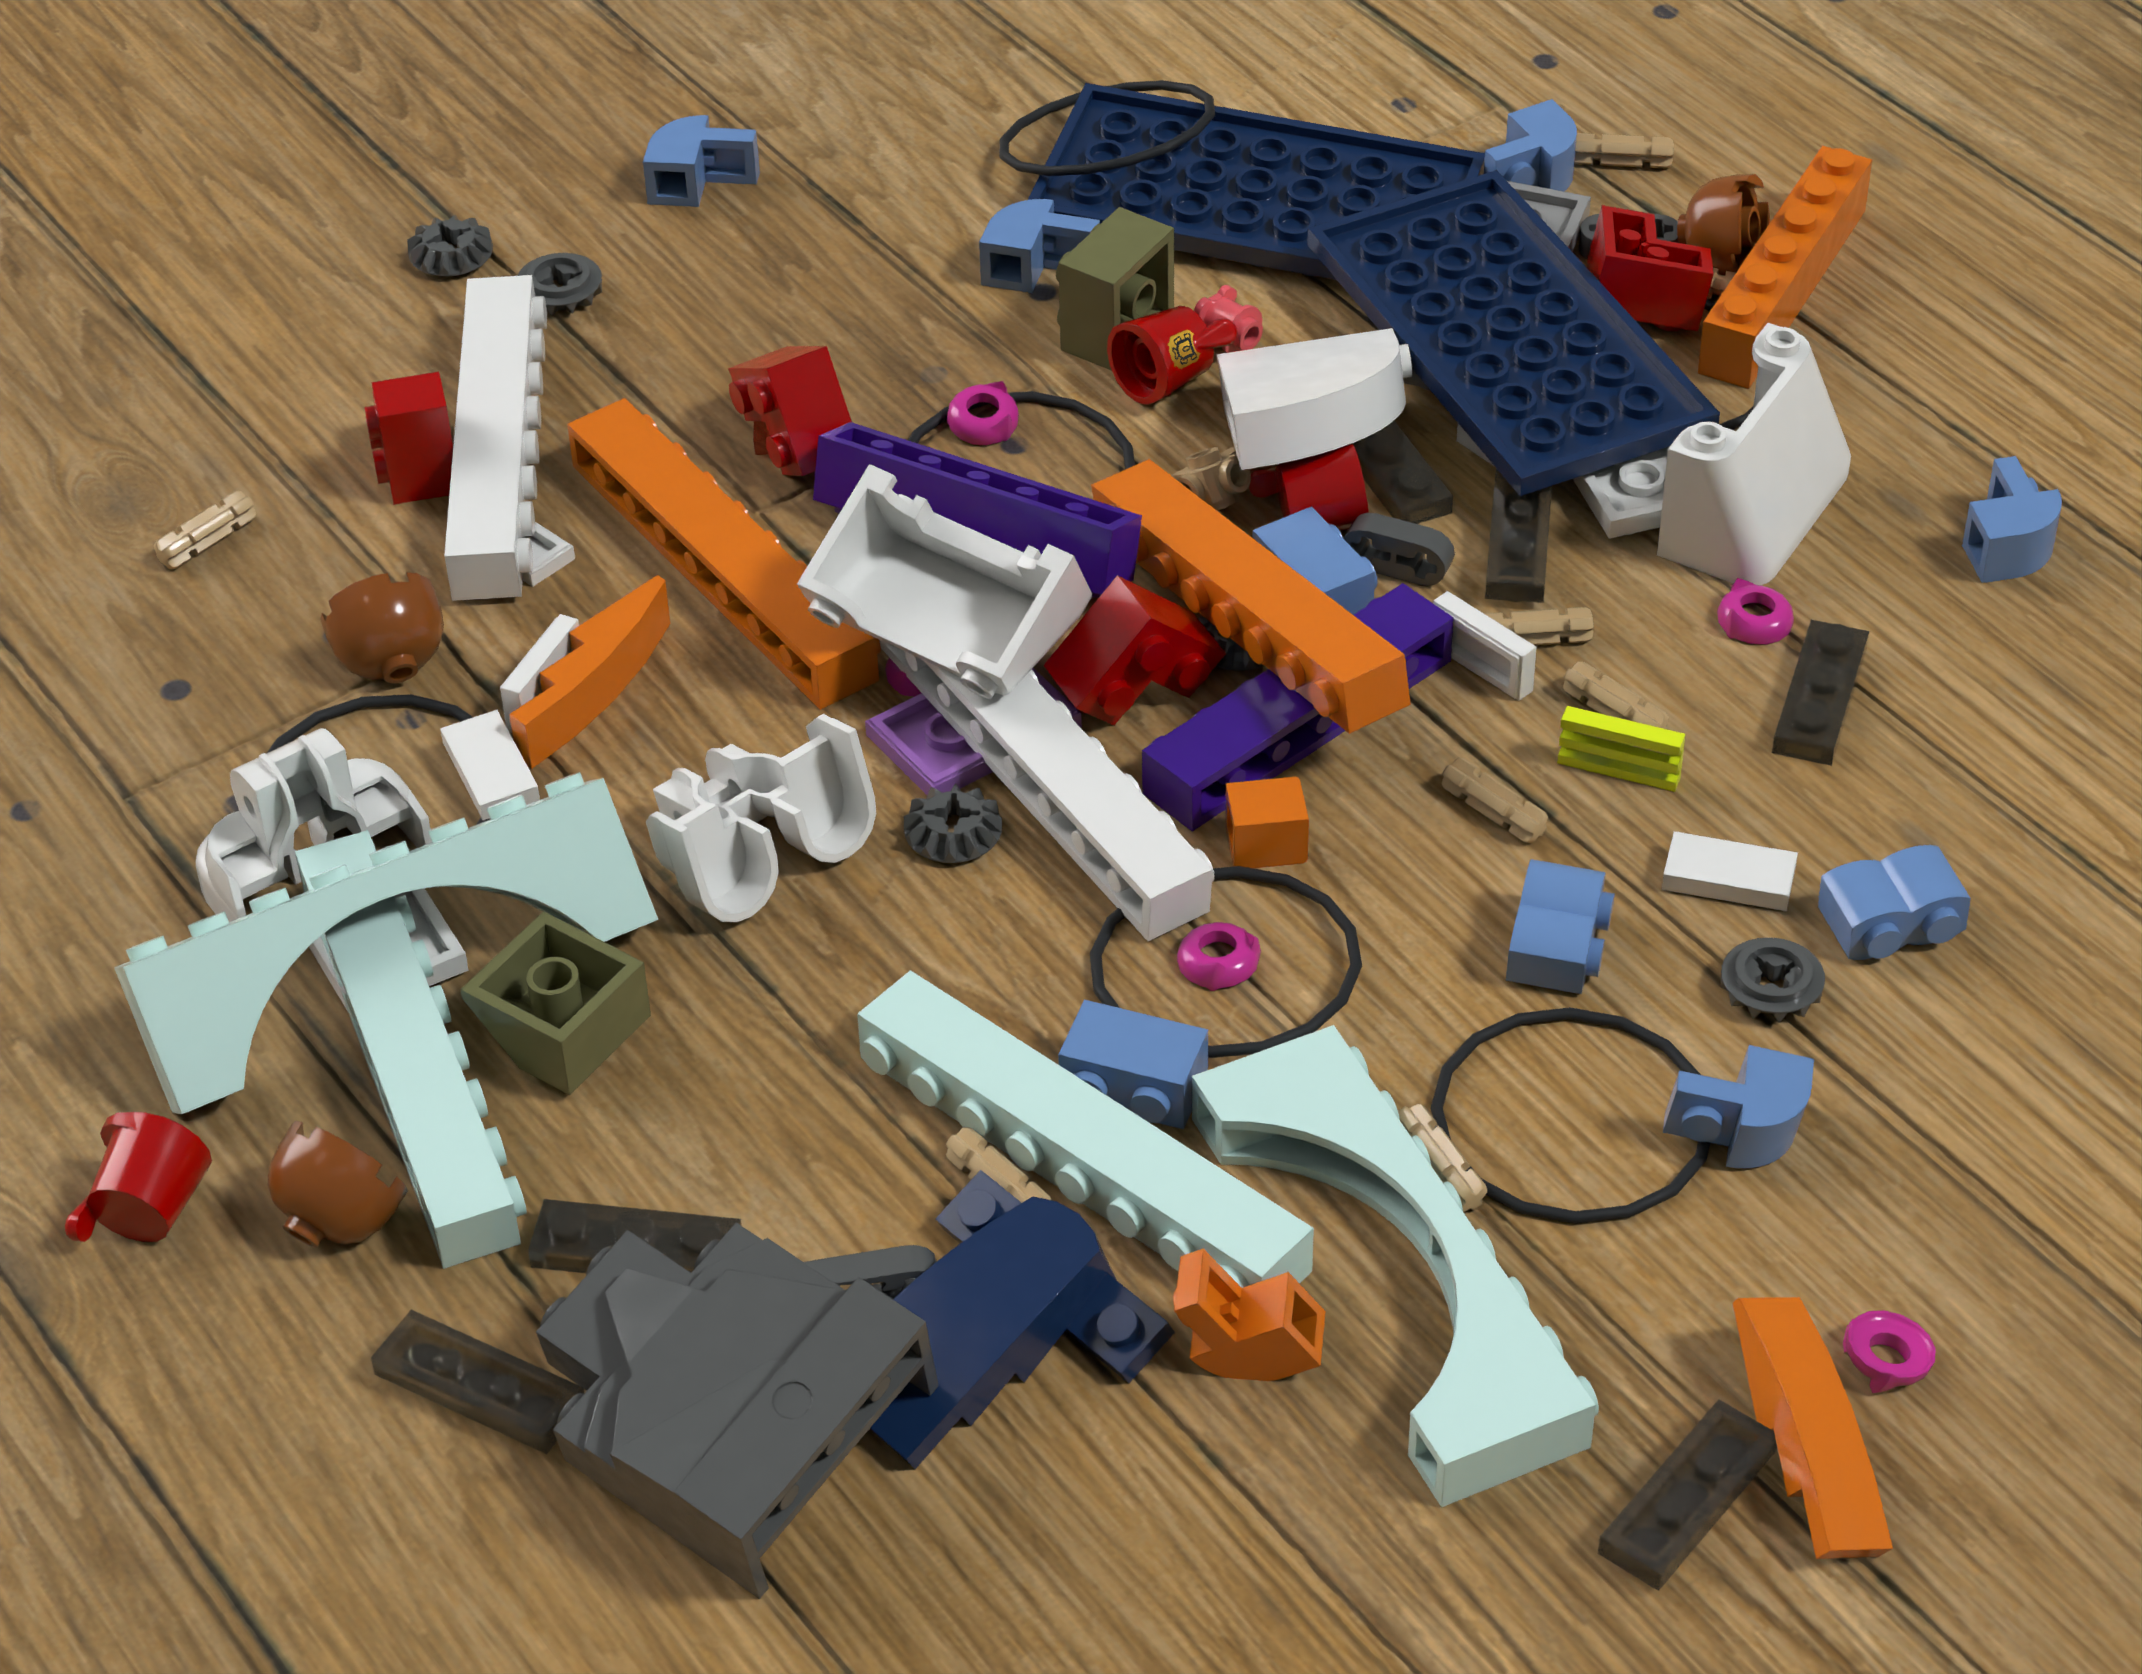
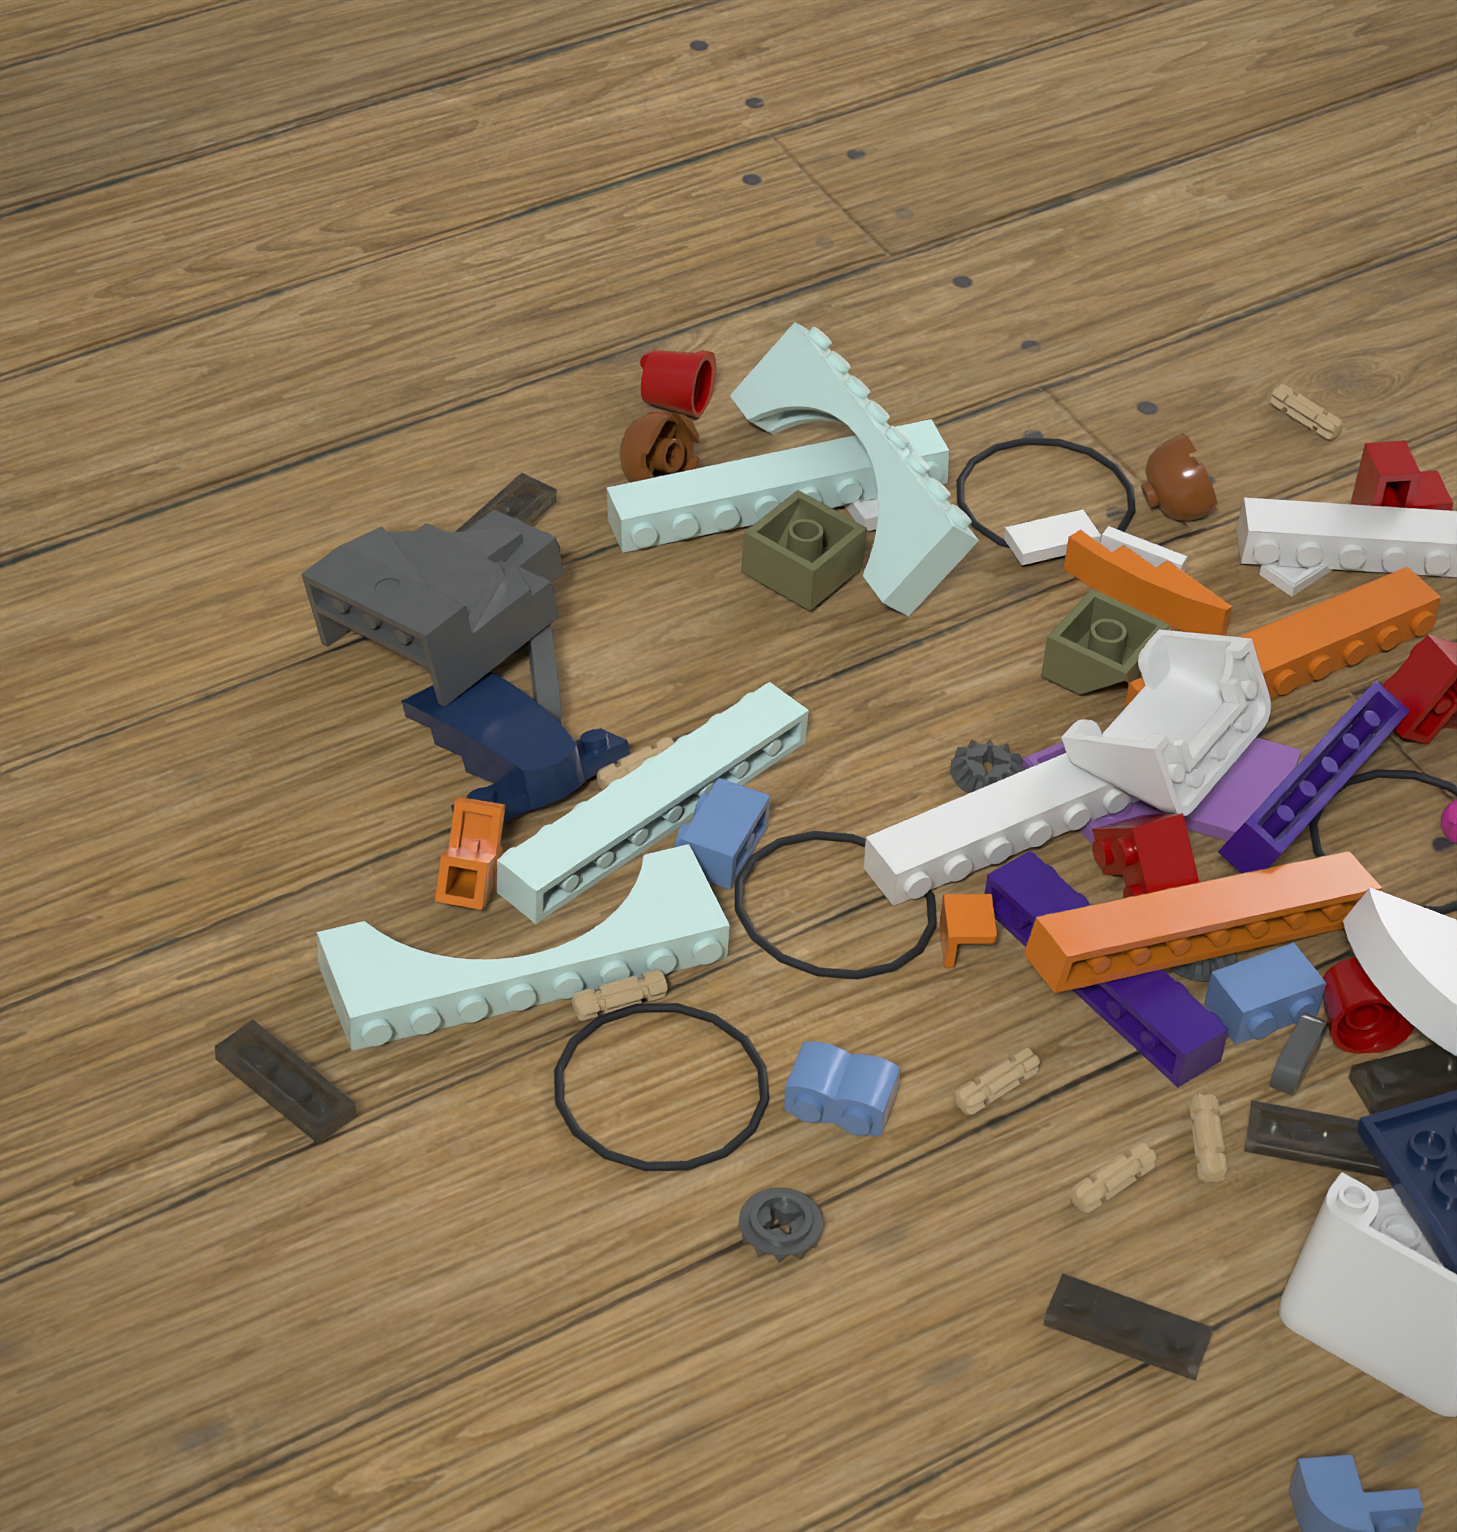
camera: 90 degrees right, 0 degrees up
(294, 786) = (985, 435): white piece -> none
(574, 1232) = (607, 597): clear smoke plate -> none
(712, 829) = (1001, 652): white piece -> none
(740, 691) = (1098, 644): none -> olive slope
(1218, 971) = (843, 915): dark pink piece -> none
(1489, 648) = (1172, 1090): white tile -> none
(1620, 756) = (1045, 1162): neon yellow tile -> none
(1729, 871) = (907, 1221): white tile -> none
(1750, 1116) = (625, 1178): medium blue brick -> none
(1753, 628) = (1233, 1318): dark pink piece -> none
(1813, 1425) = (320, 1146): orange slope -> none
(1893, 902) = (850, 1313): medium blue brick -> none
(1893, 1331) = (396, 1204): dark pink piece -> none

